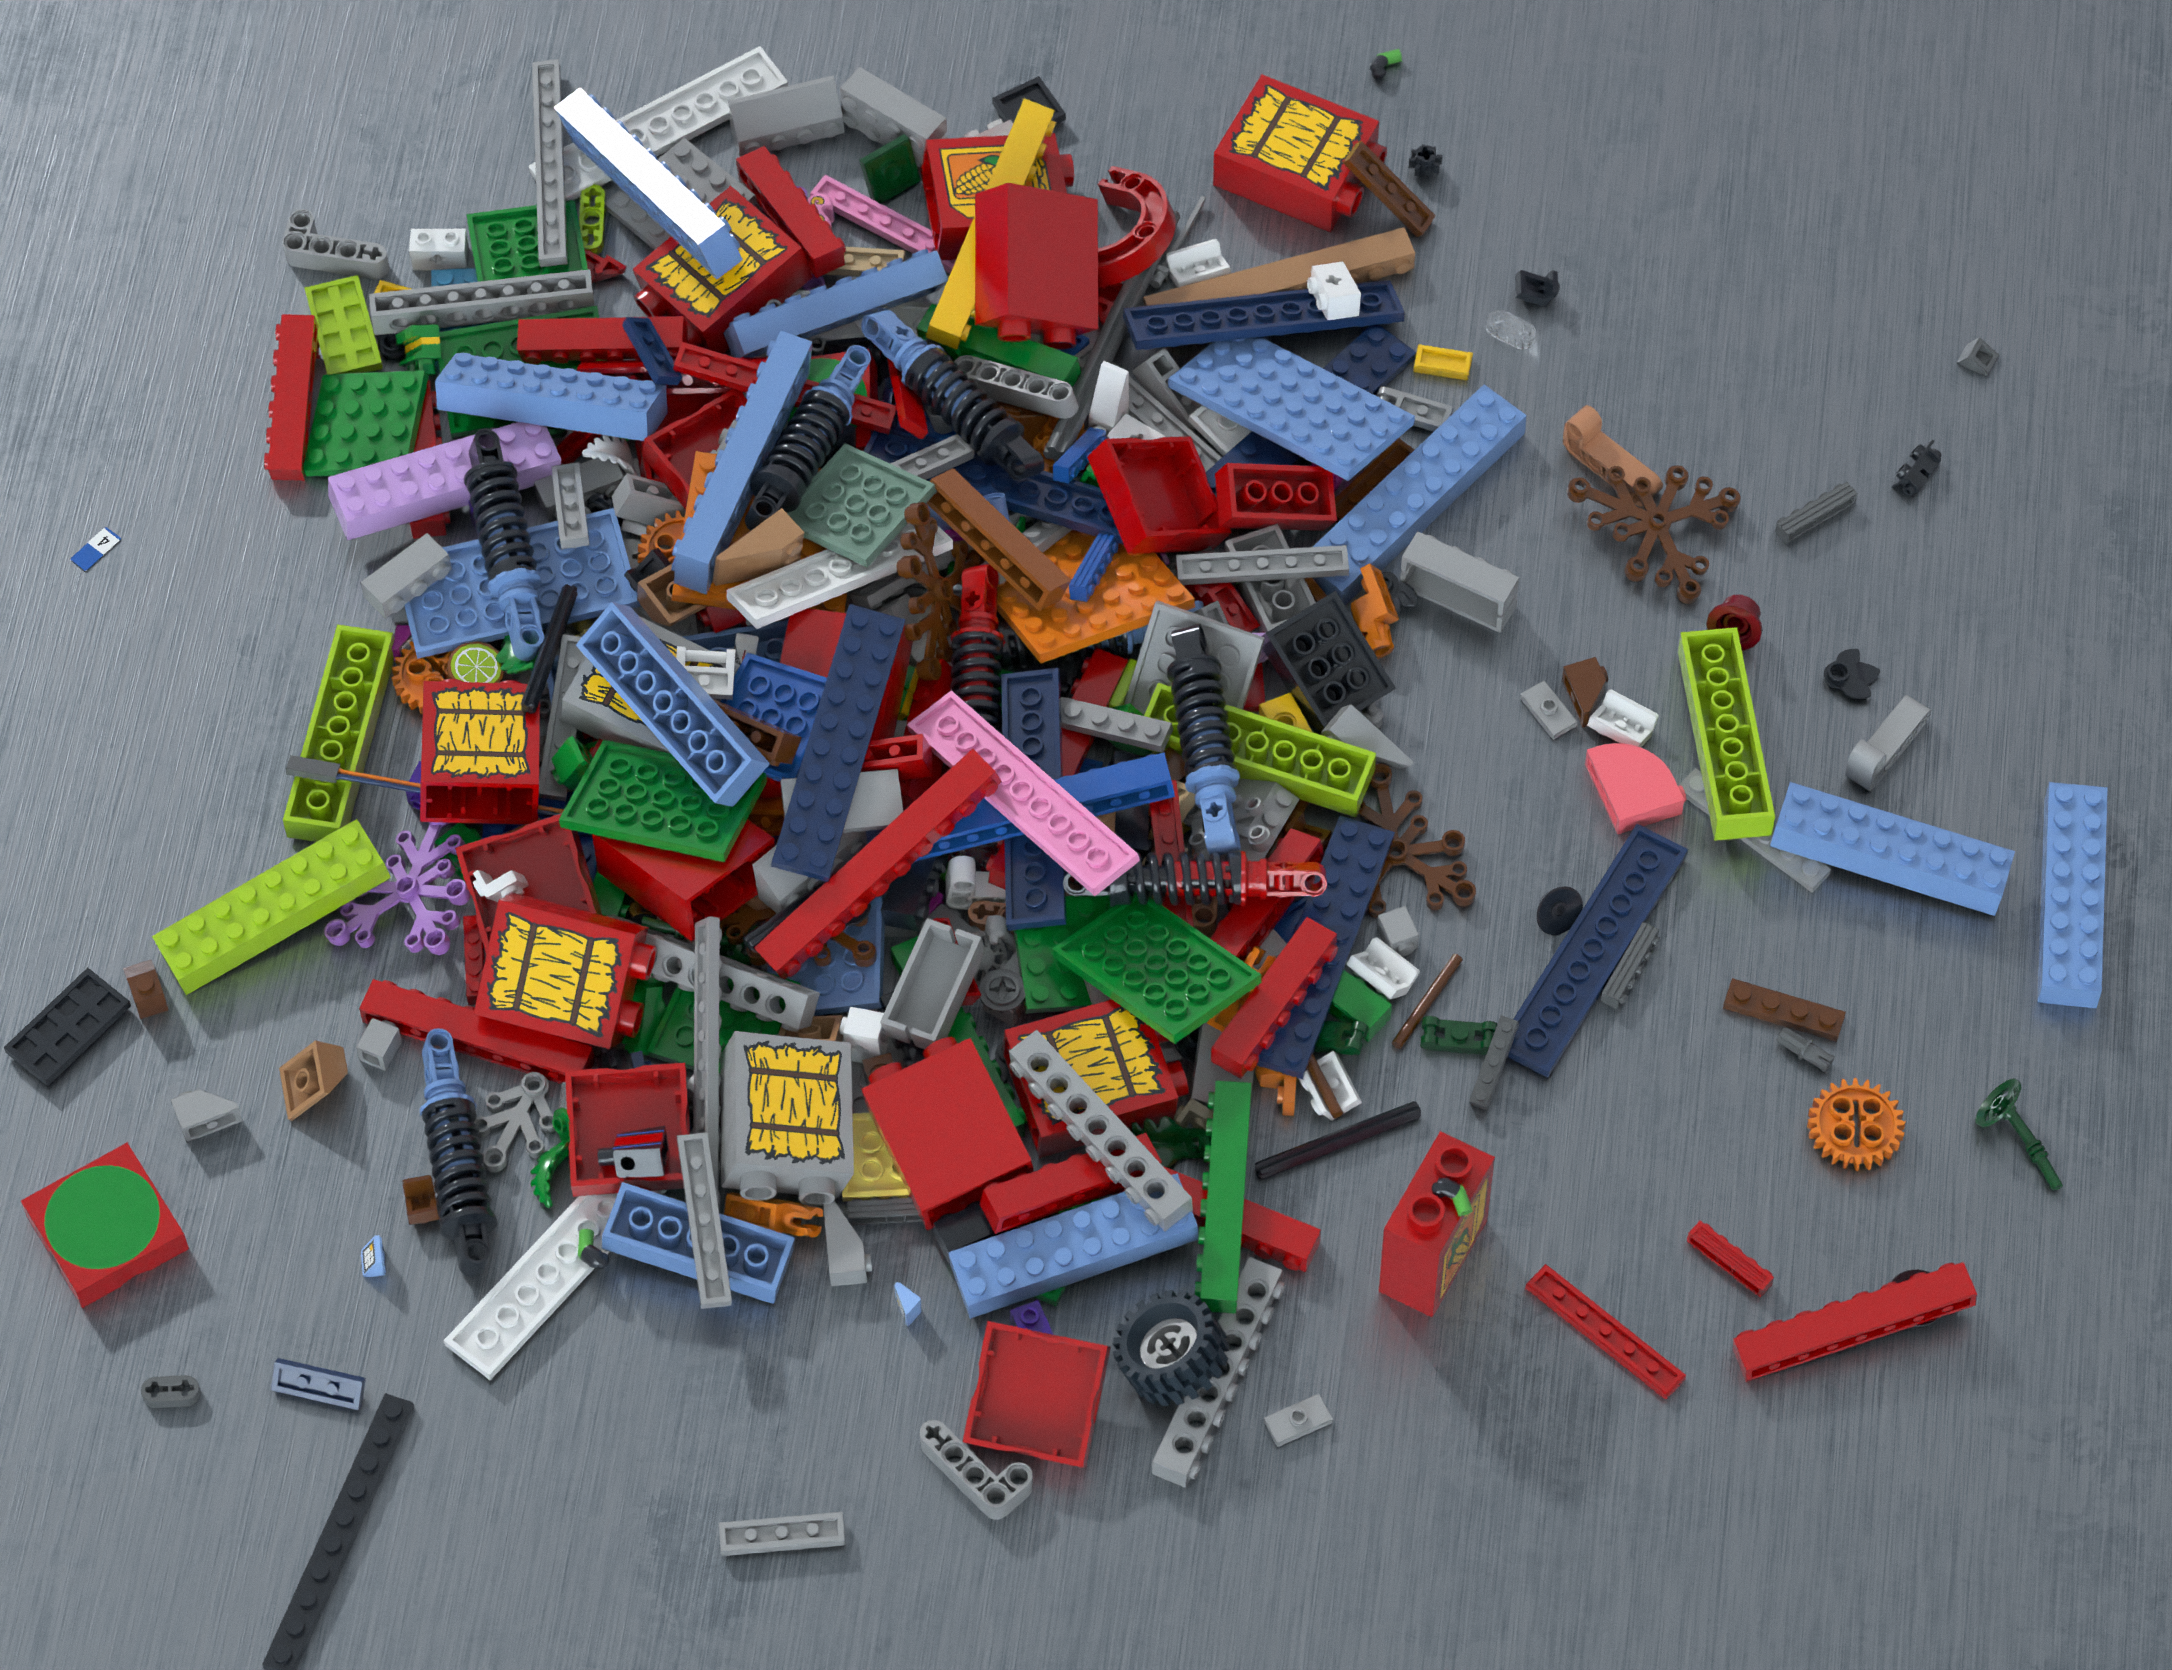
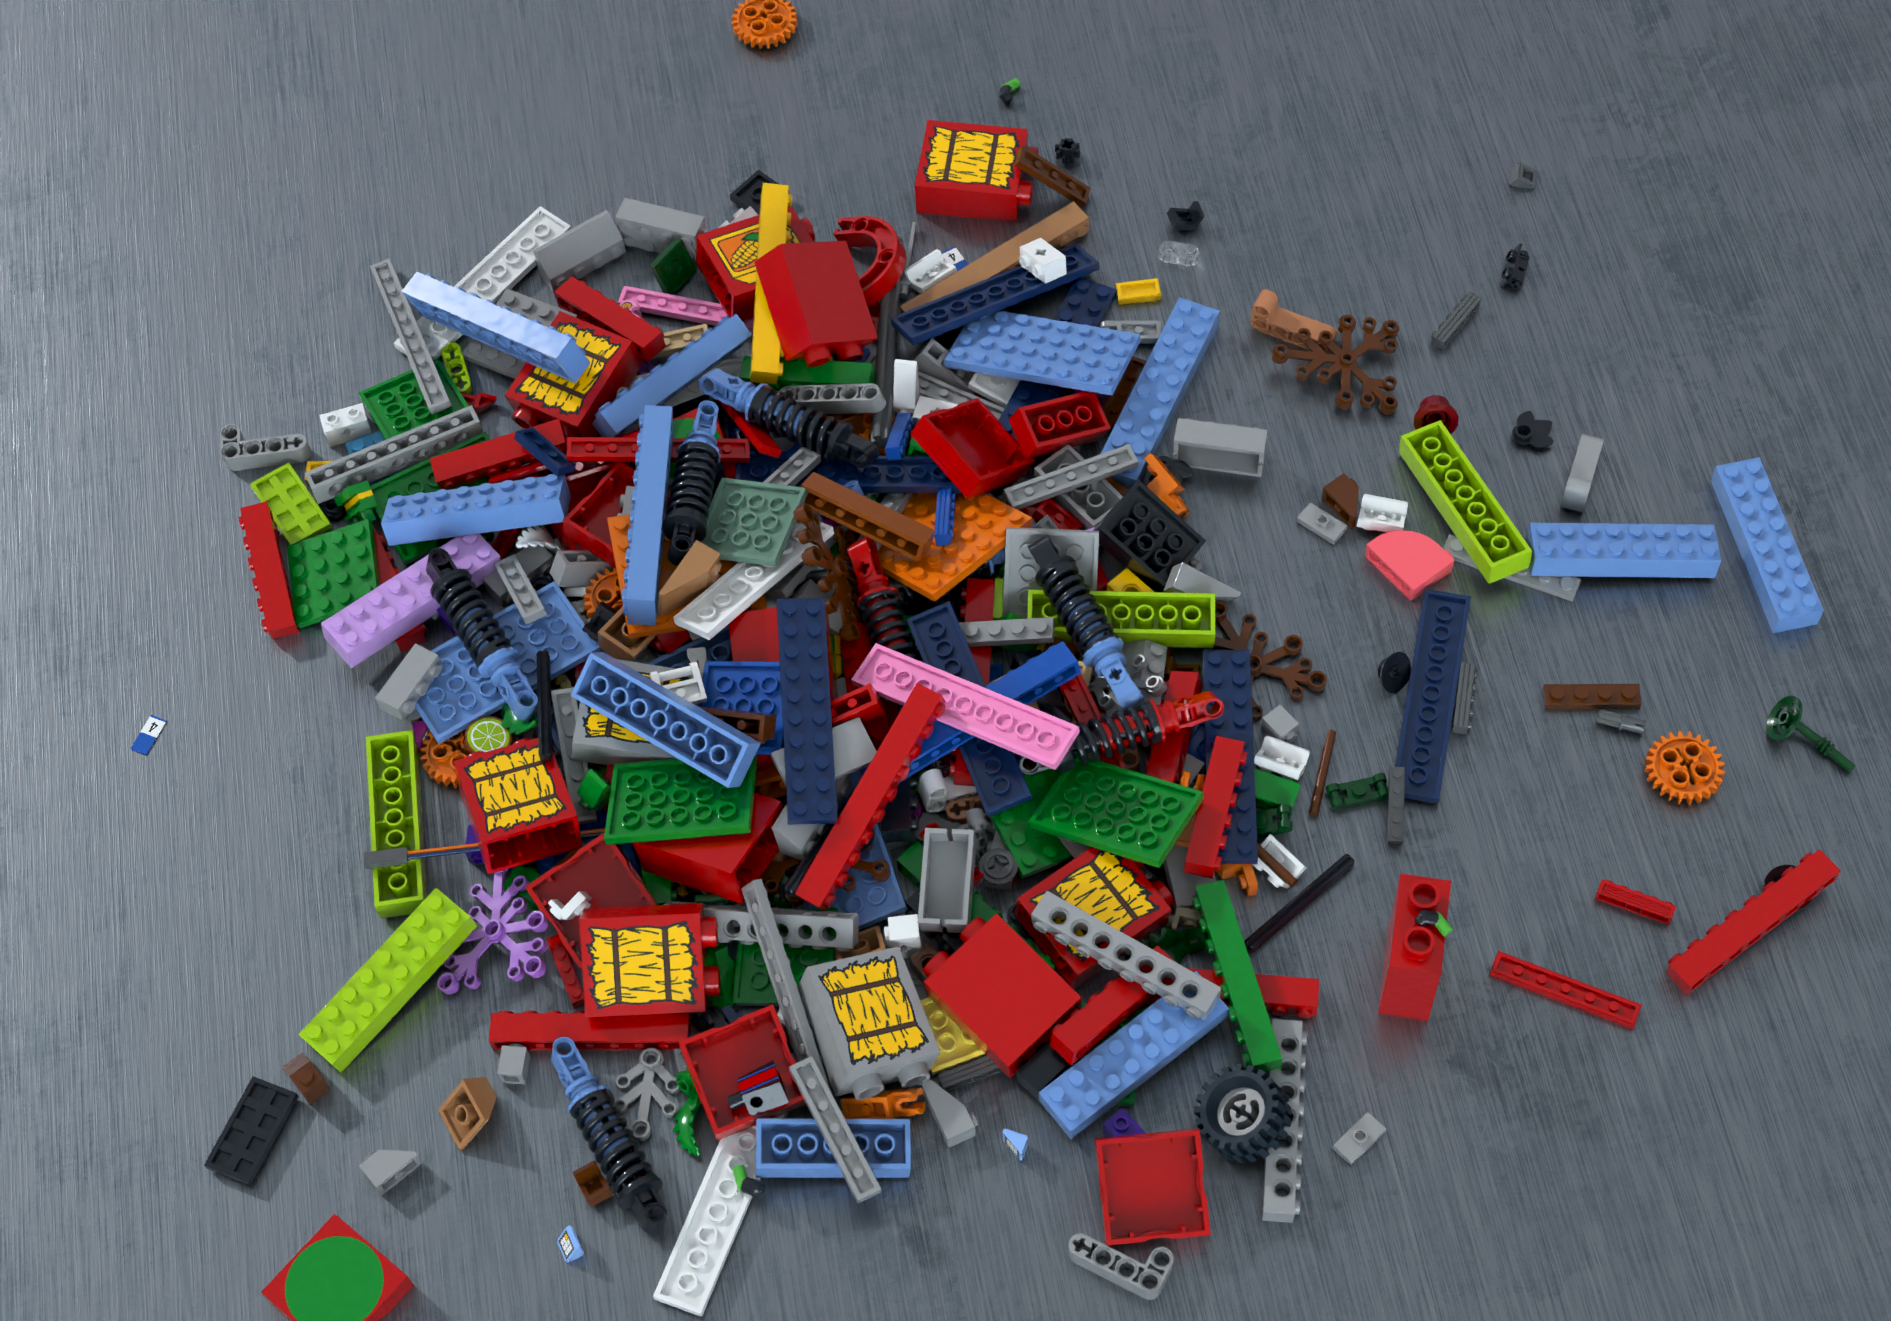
camera: 15 degrees left, 0 degrees up
(1236, 256) = (955, 258): none -> sticker

